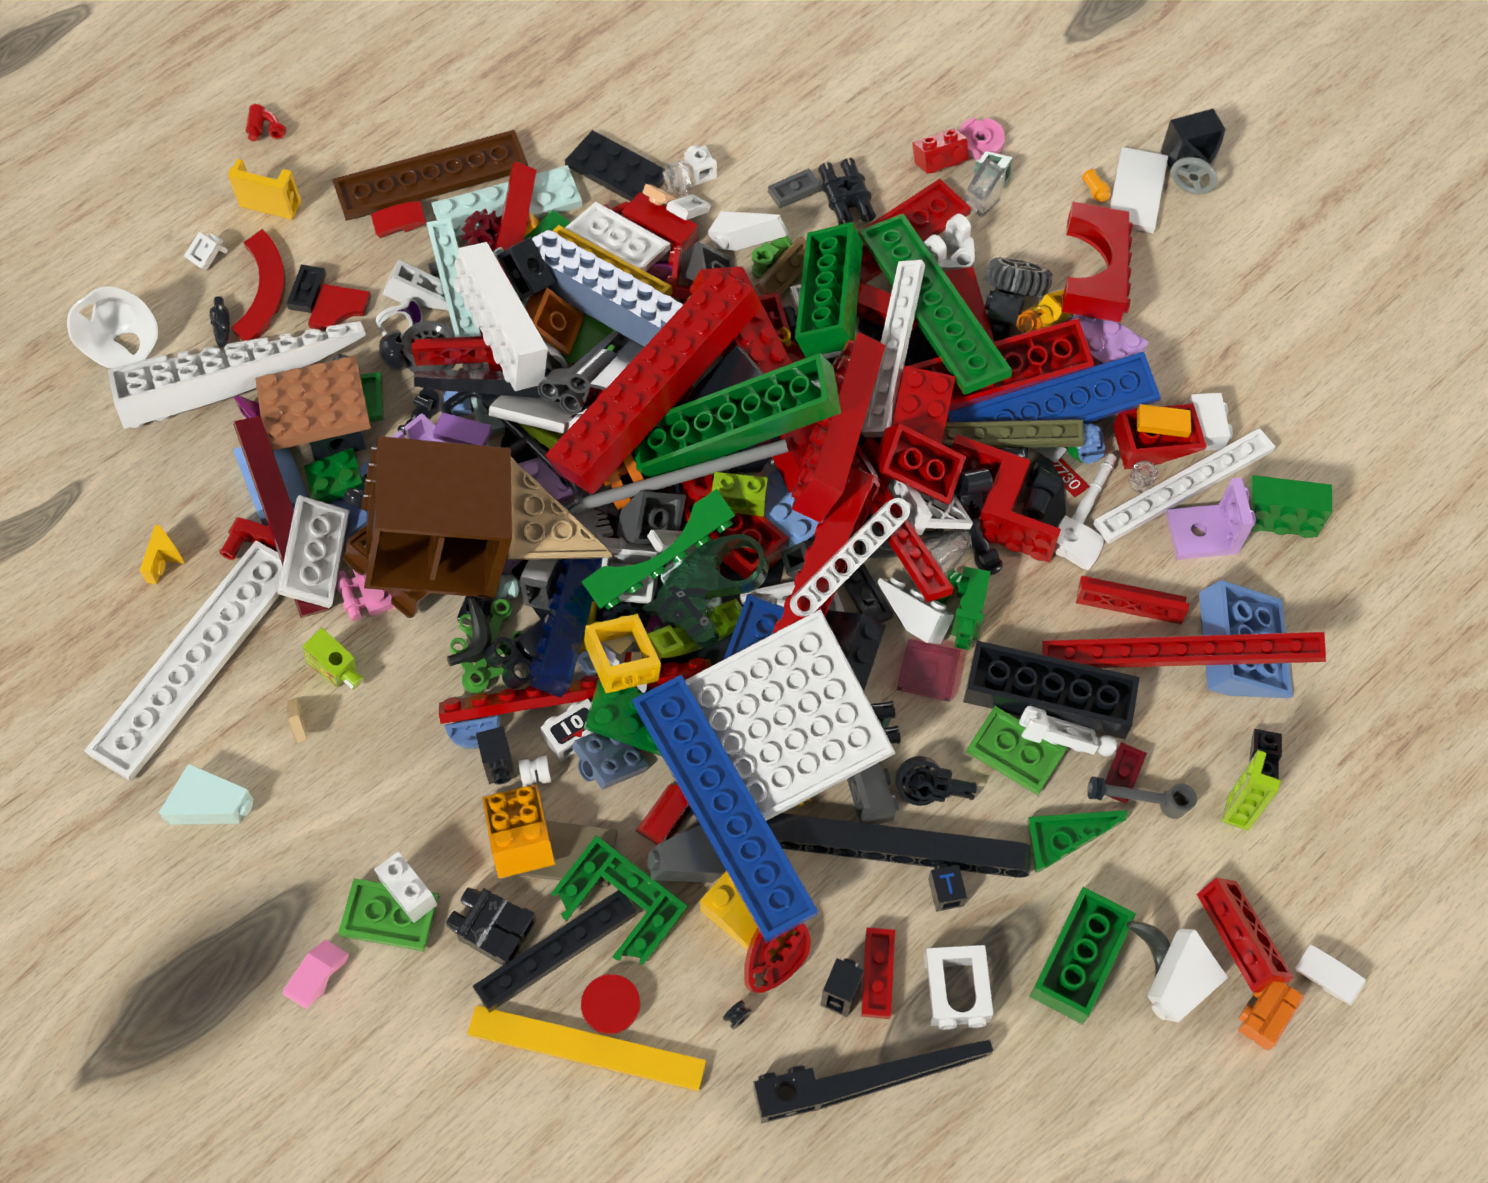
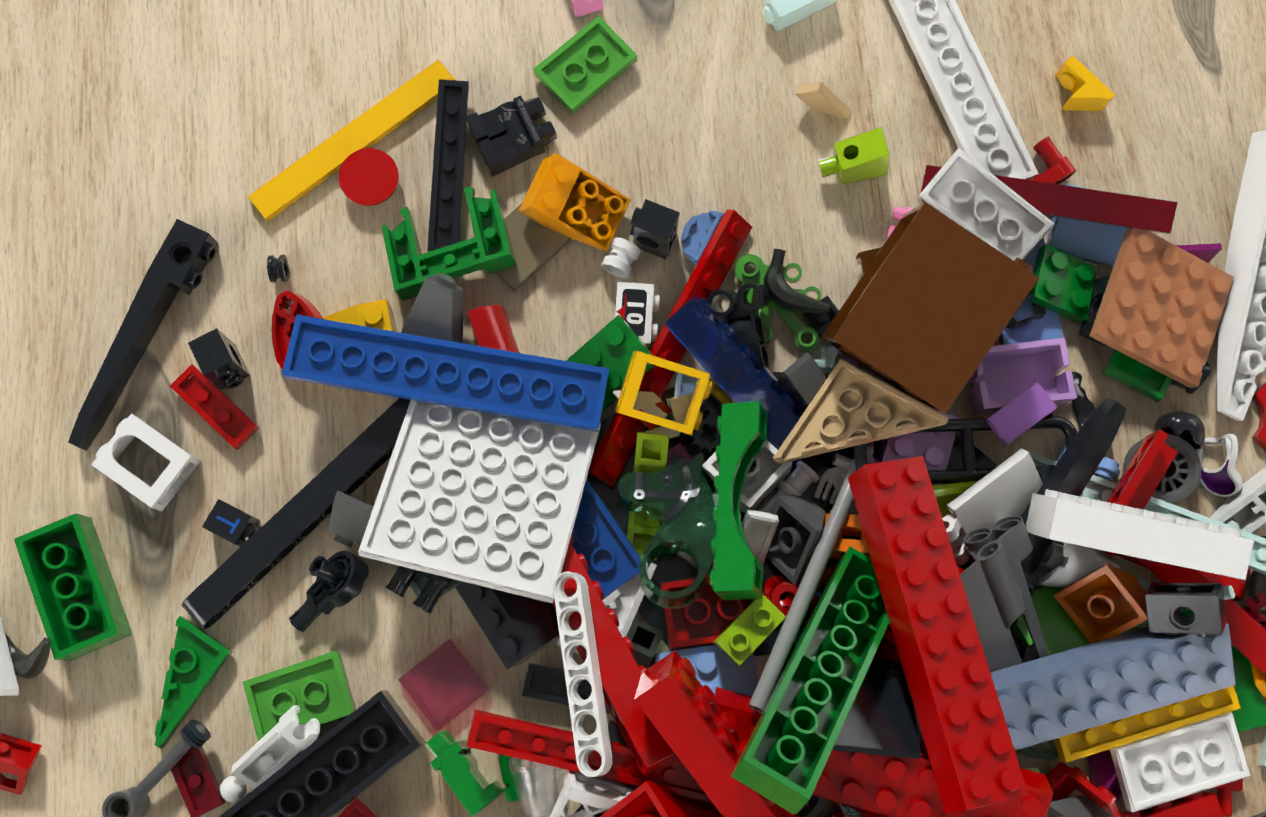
camera: 125 degrees right, 15 degrees up
(405, 887) = (589, 79): white brick -> none
(607, 760) = (577, 321): sand blue plate -> none
(921, 618) = (510, 706): white slope -> none

